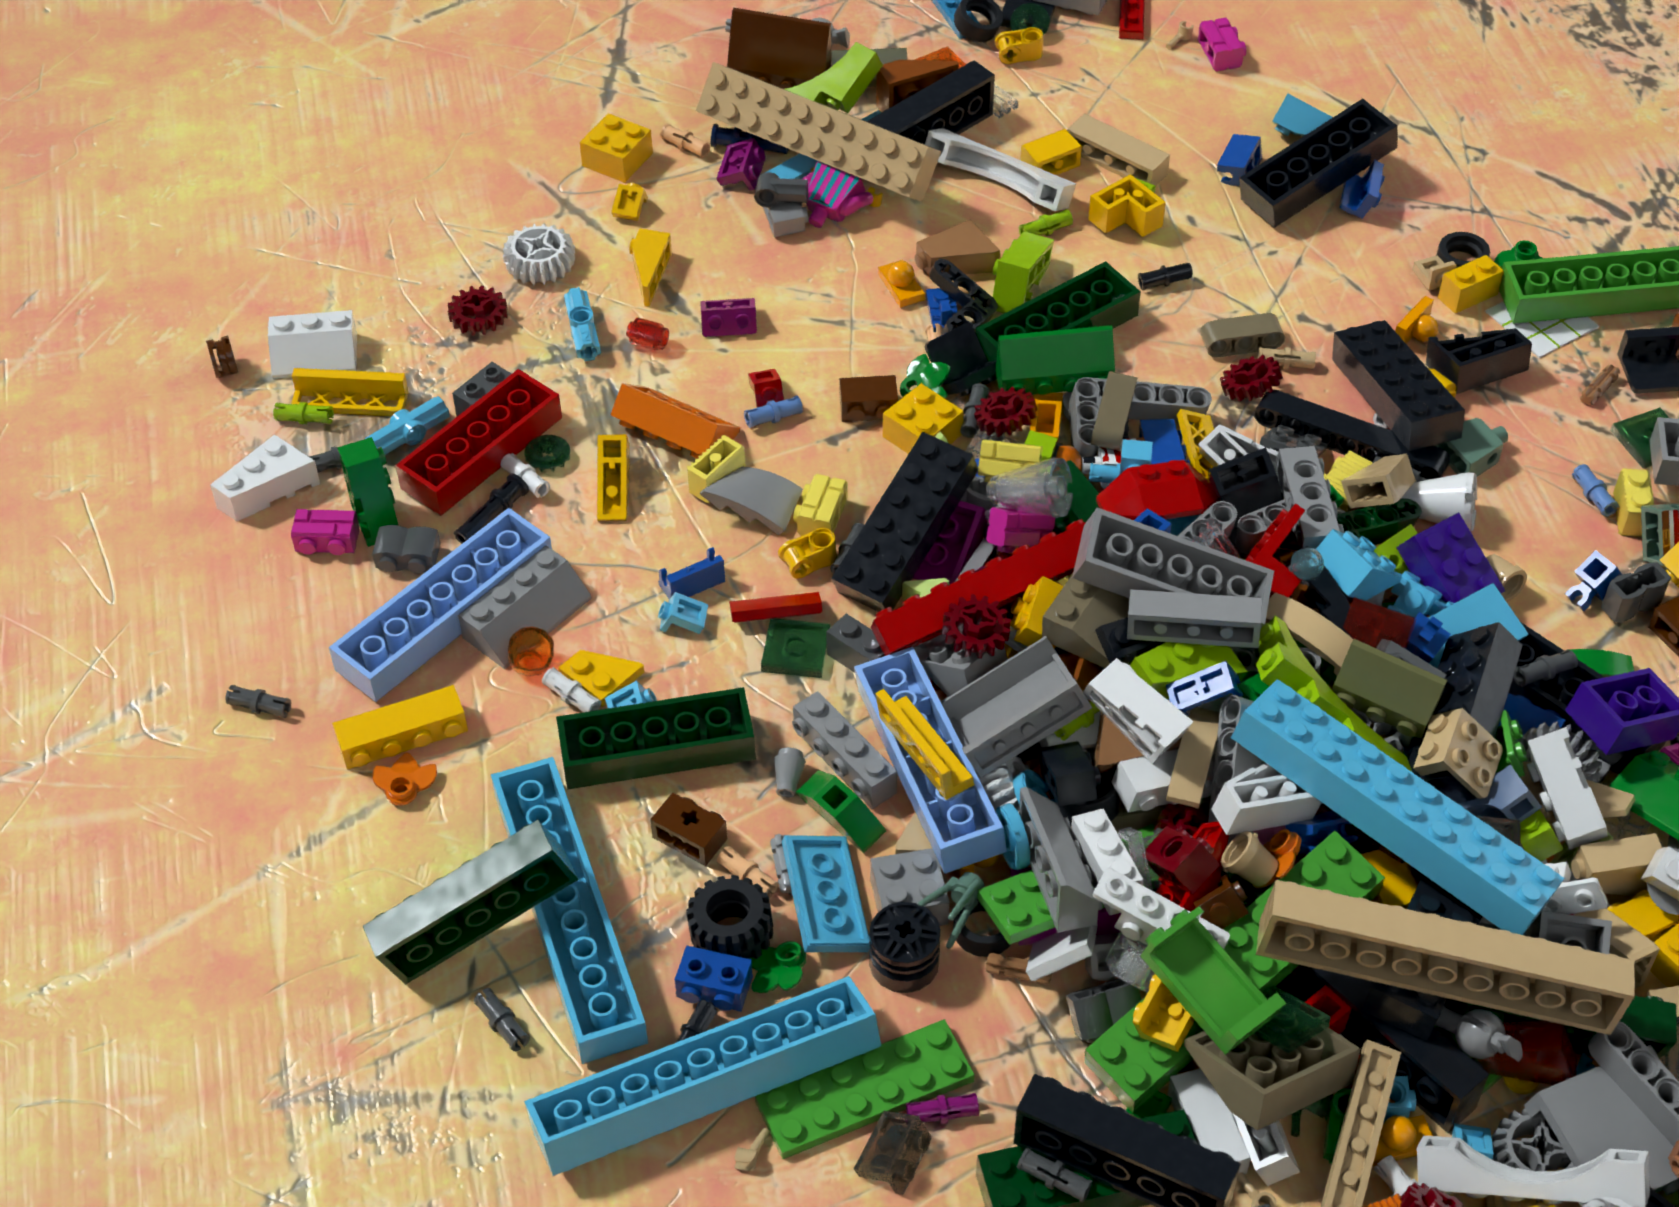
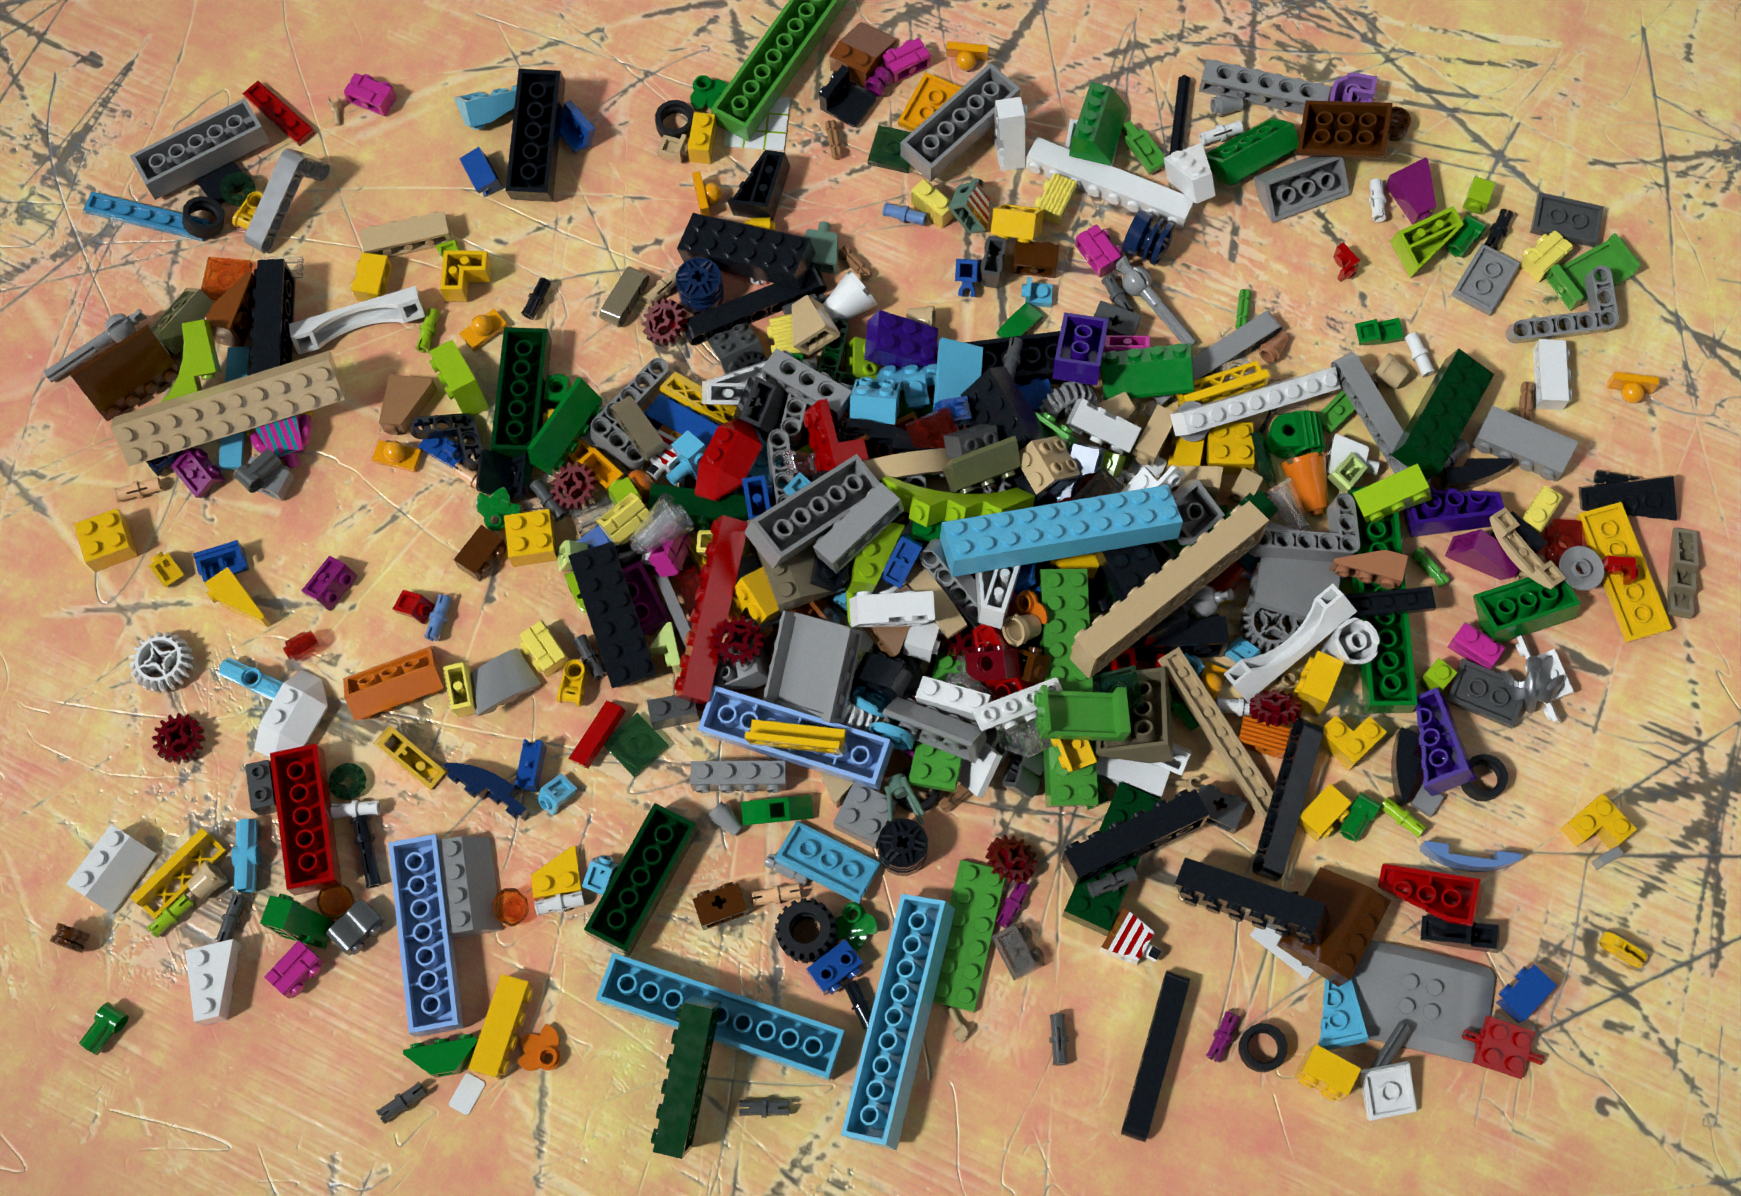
camera: 50 degrees left, 20 degrees up
(165, 435) = (108, 1021): none -> green piece
(310, 751) = (466, 1094): none -> white sticker
(327, 698) = (443, 1056): none -> green slope
(359, 413) = (206, 880): none -> tan piece
(418, 512) = (334, 900): none -> clear orange hair
(578, 367) = (292, 714): none -> white wedge
(639, 557) = (482, 782): none -> dark blue slope
(684, 231) = (215, 559): none -> blue hinge
(990, 1066) = (1000, 855): none -> dark red gear
(1055, 39) = (279, 195): none -> light grey beam
(1088, 256) = (483, 329): none -> light orange tile
(1306, 563) = (860, 429): clear light blue tile -> none
(1320, 373) = (701, 295): none -> dark blue wheel
(1494, 487) = (855, 263): none -> medium nougat axle
(1648, 655) = (1037, 293): none -> medium azure bracket

